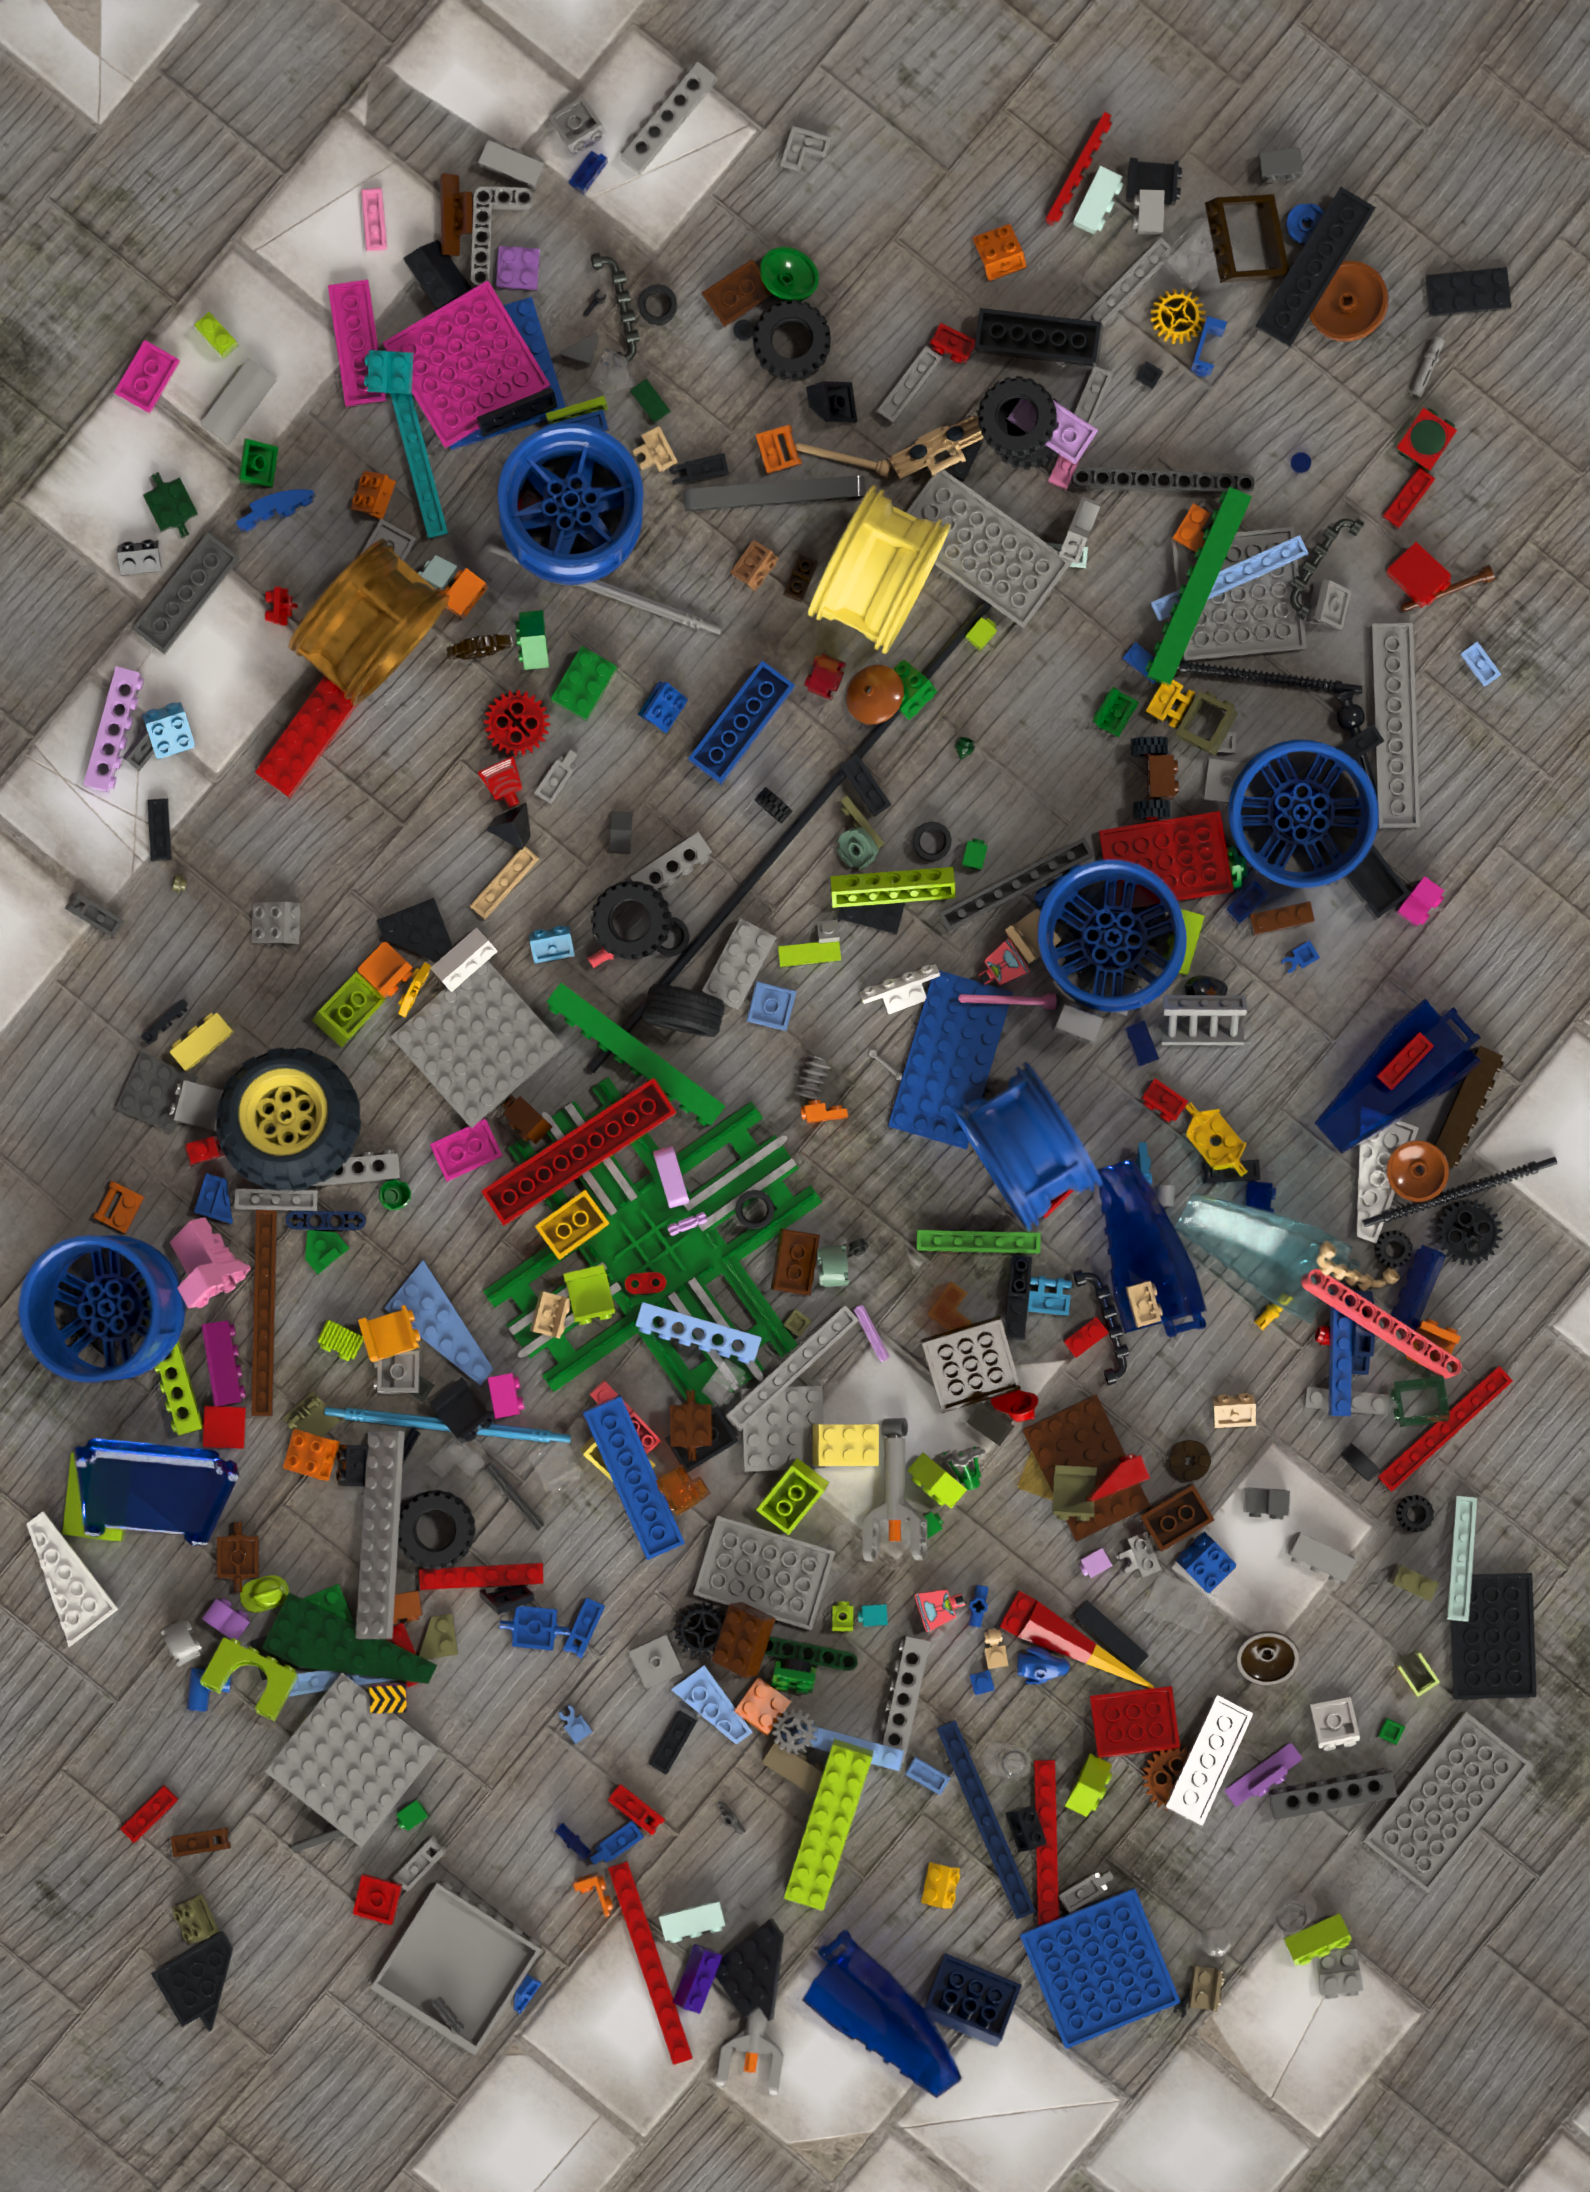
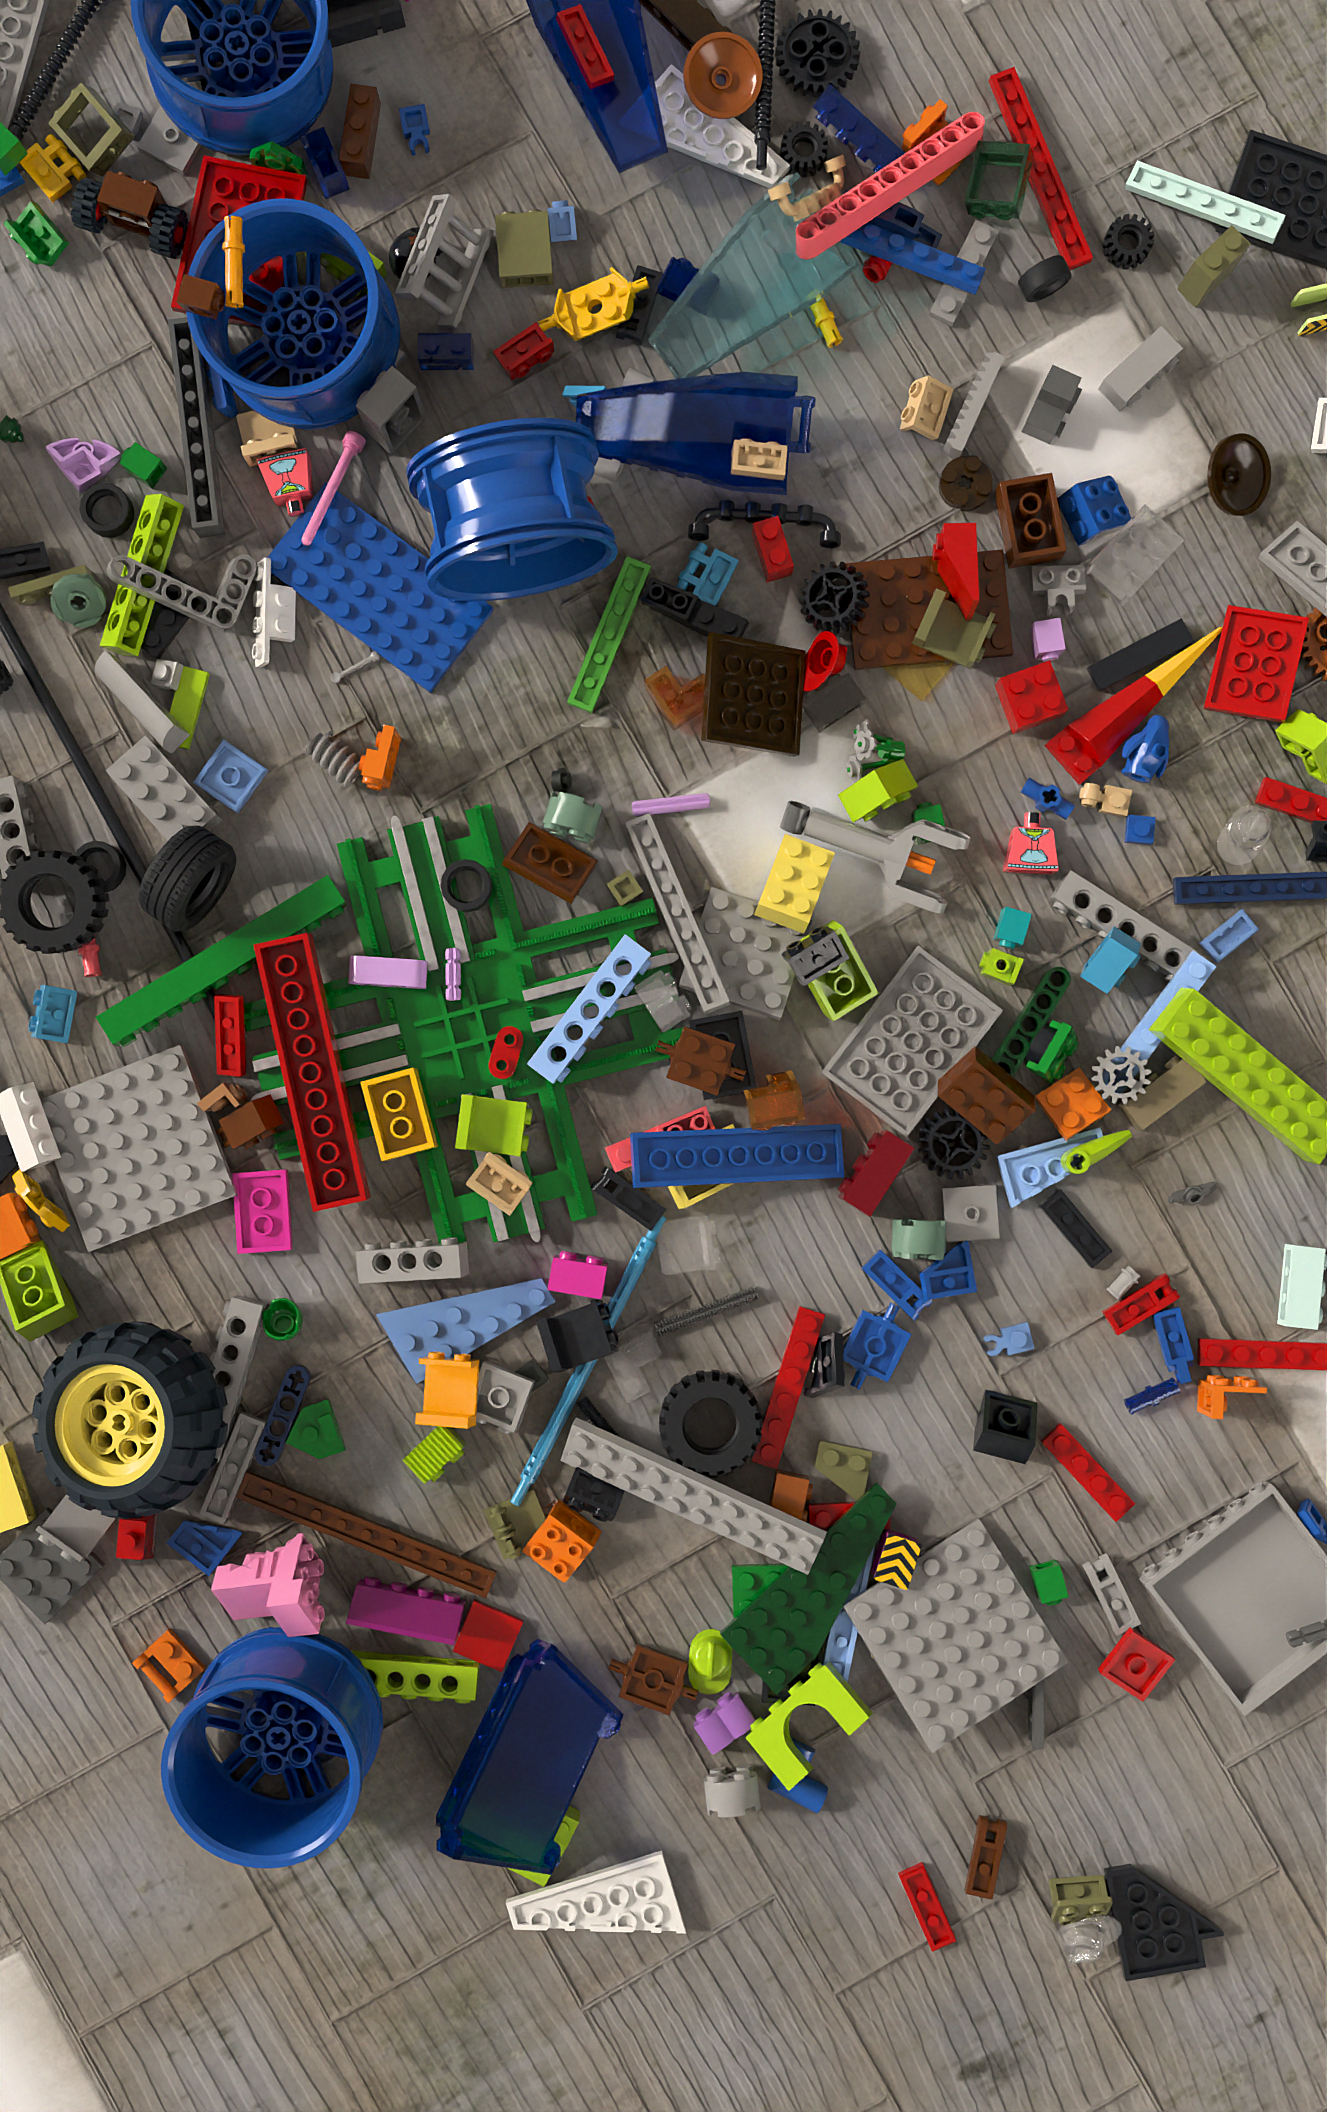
camera: 70 degrees left, 0 degrees up
(173, 1934) = (1088, 1937): none -> clear piece
(454, 1246) = (373, 1270): none -> light grey brick
(500, 1815) = (1087, 1472): none -> red plate
(511, 1743) = (1006, 1427): none -> black slope
(537, 1090) = (223, 1096): none -> medium nougat bracket
(572, 1412) = (629, 1199): none -> black plate
(584, 1079) = (230, 1035): none -> red plate
(605, 1662) = (949, 1276): none -> blue wing
(624, 1629) = (918, 1237): none -> sand green brick
(646, 1791) = (1123, 1282): none -> light grey pin
(658, 1580) = (874, 1172): none -> dark red brick
(734, 1734) = (1093, 1151): none -> lime piece
(796, 1478) = (815, 954): none -> bracket
(799, 923) = (140, 702): none -> light grey brick
(875, 1694) = (1111, 960): none -> dark azure brick
(888, 927) = (186, 592): none -> light grey beam
(962, 809) = (82, 461): none -> lavender brick
(1047, 1566) = (1031, 697): none -> red brick
(1071, 1390) = (854, 591): none -> black gear
(1088, 878) = (201, 297): none -> reddish brown brick
(1121, 891) = (234, 252): none -> light orange pin
(1240, 1071) = (524, 249): none -> olive brick
(1251, 1446) = (973, 404): none -> light grey gear
(1271, 1091) = (562, 221): none -> medium blue bracket

